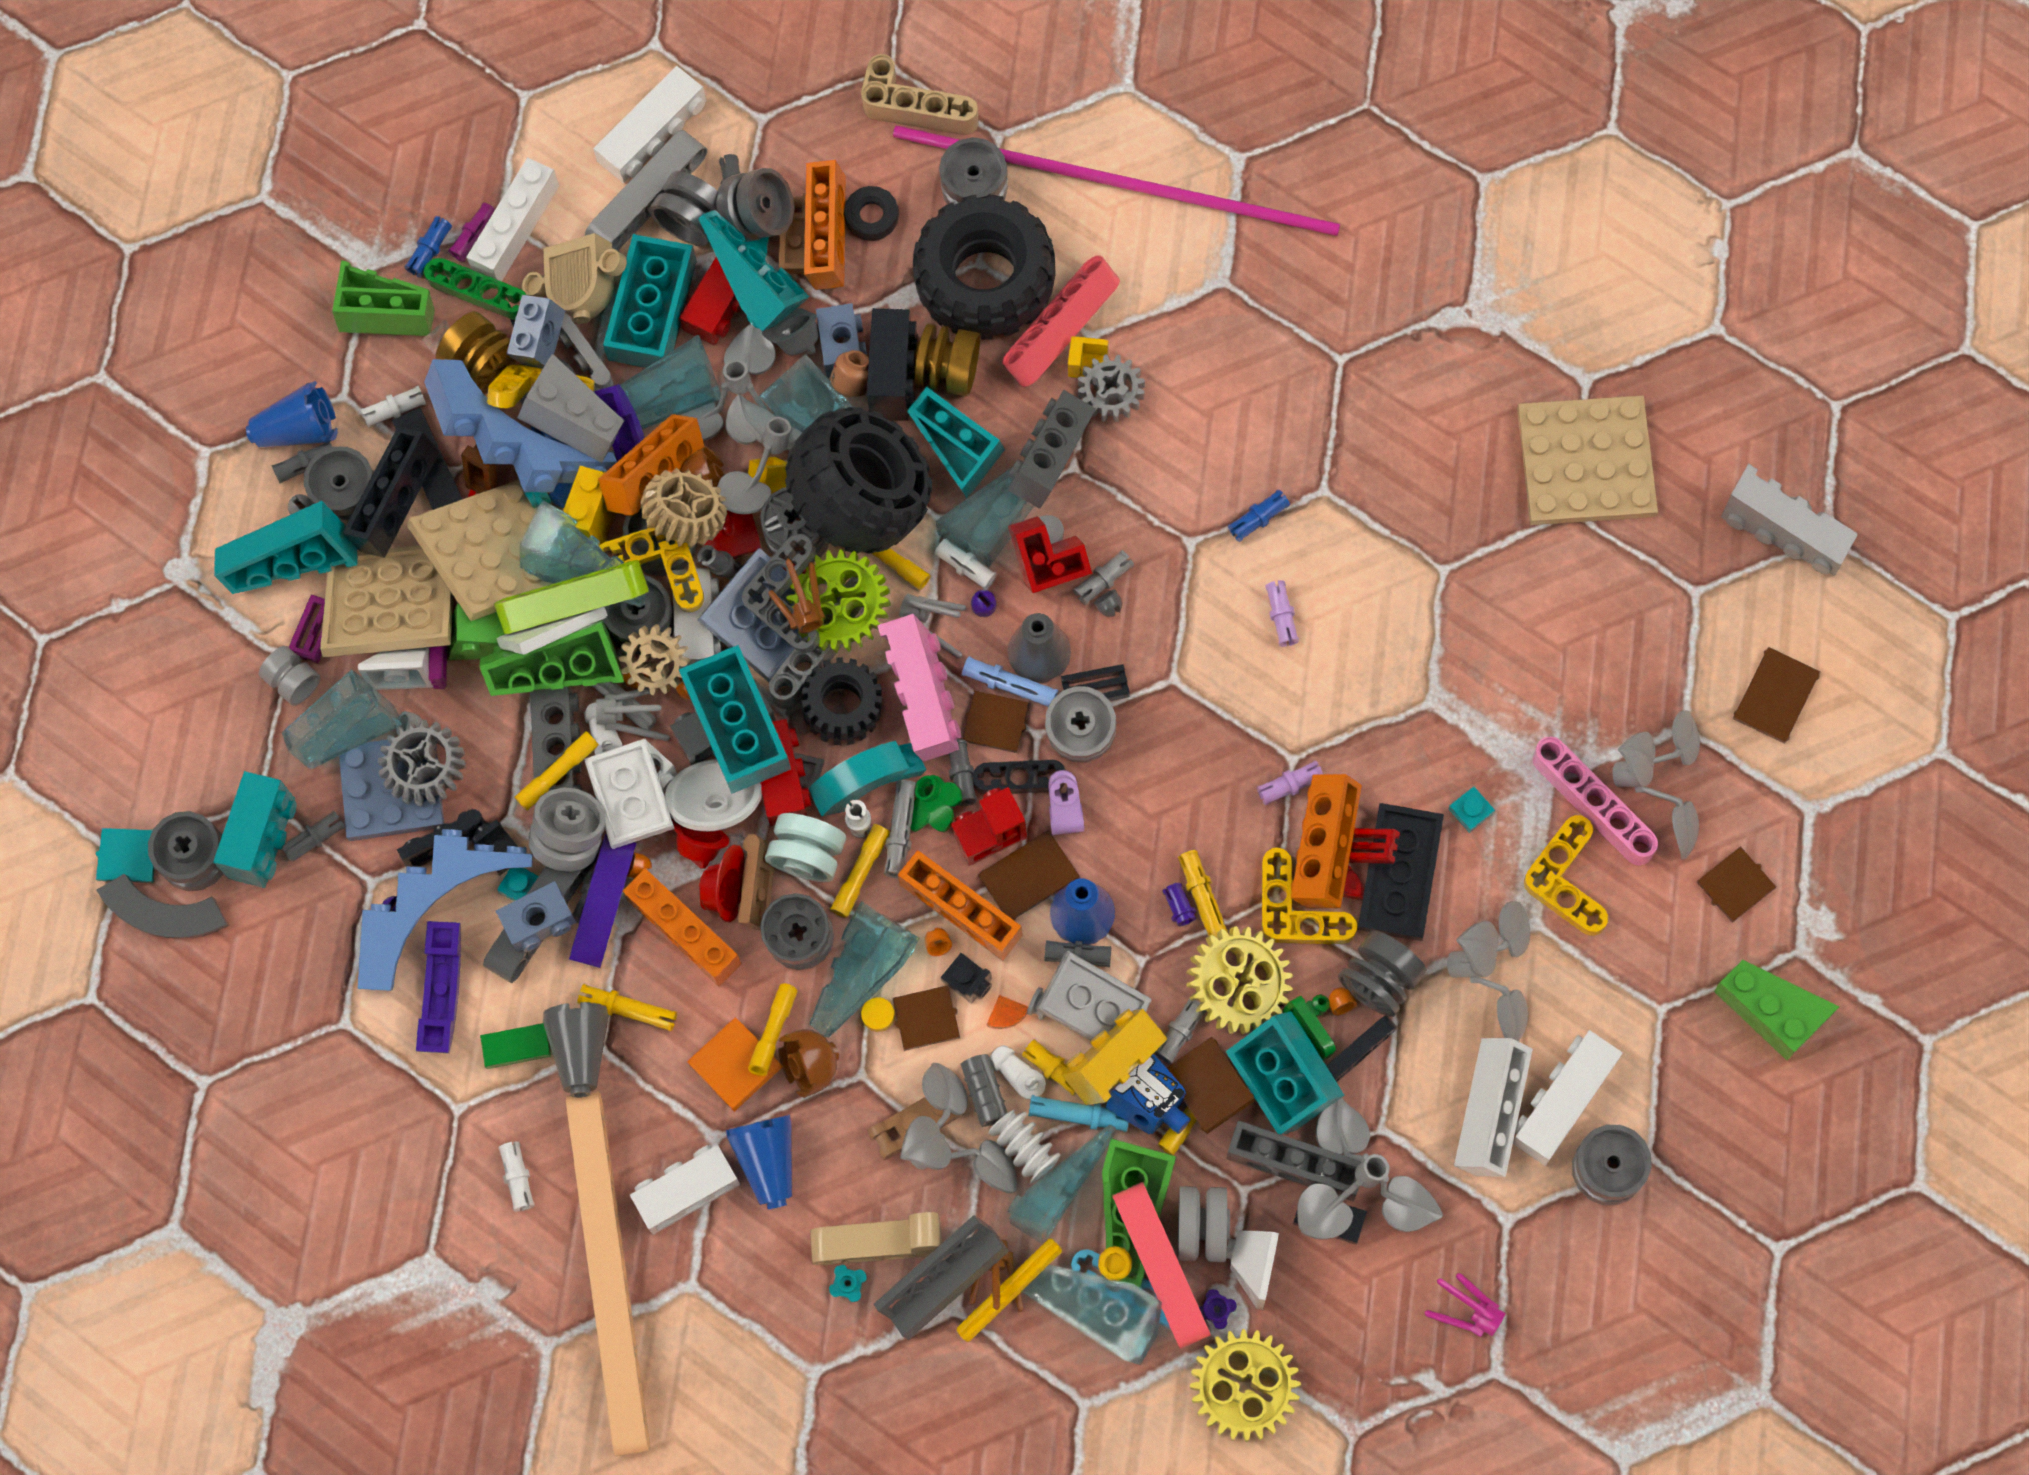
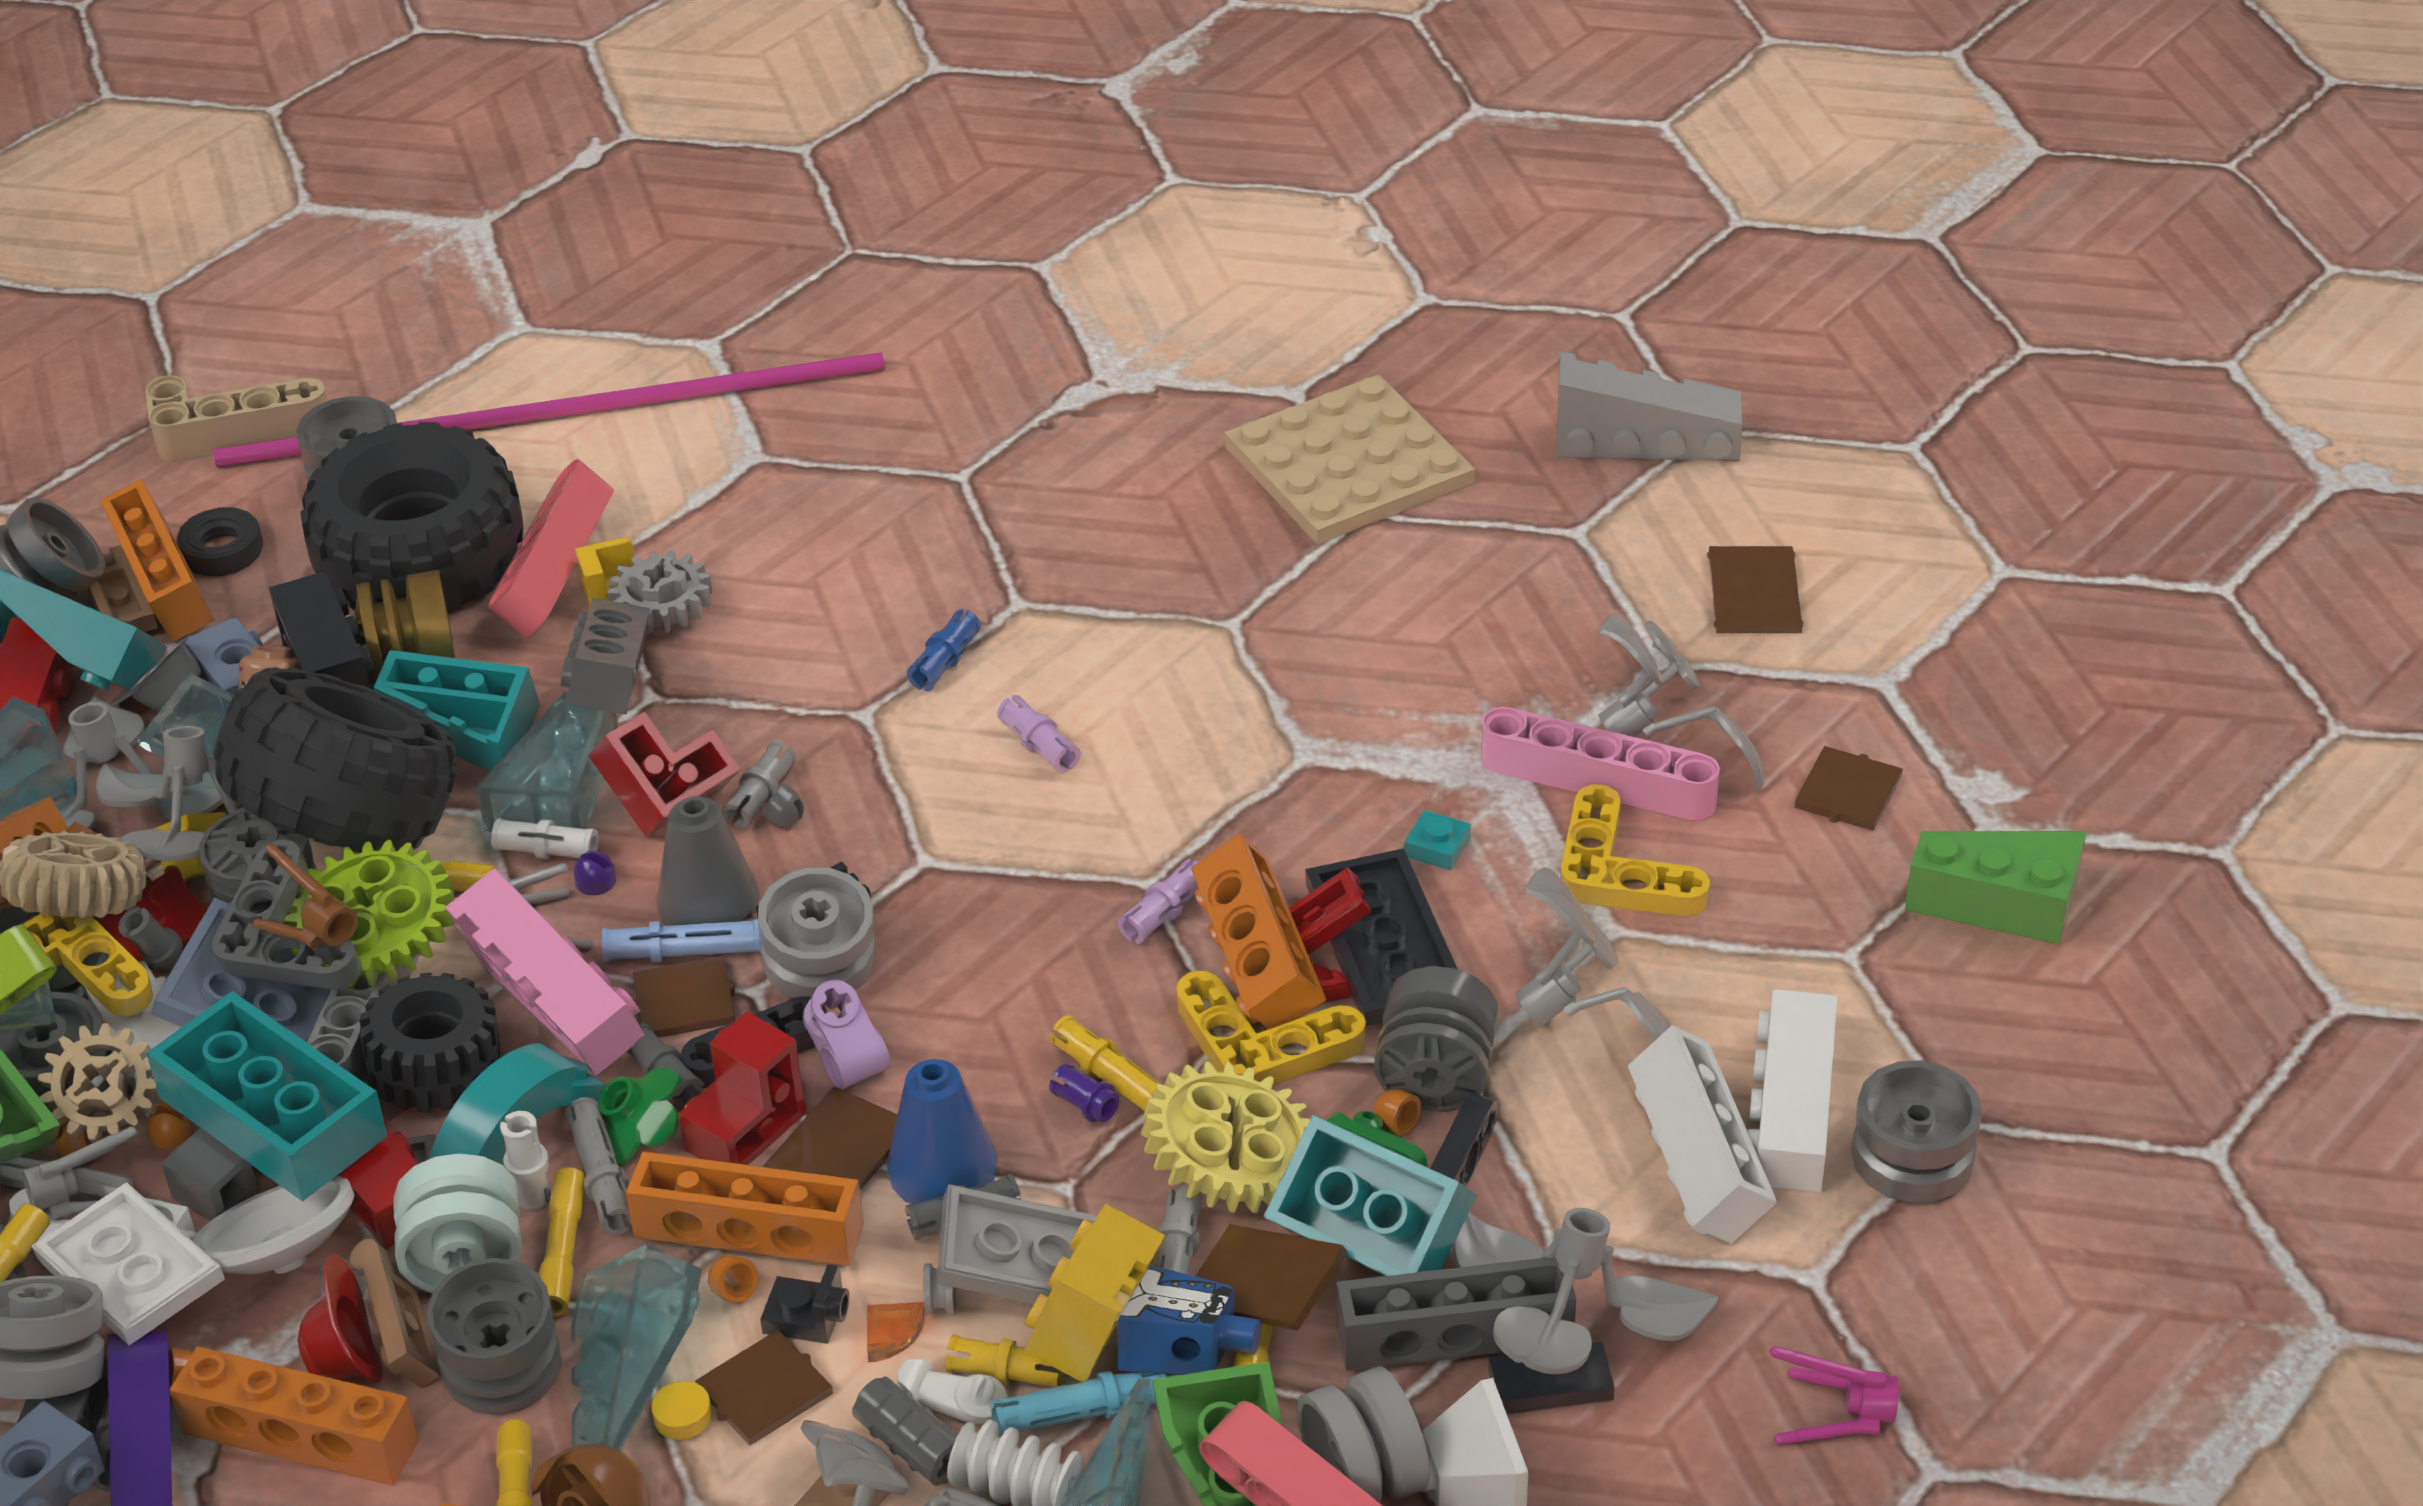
camera: 30 degrees left, 30 degrees down
(699, 845) = (273, 1300): red piece -> none

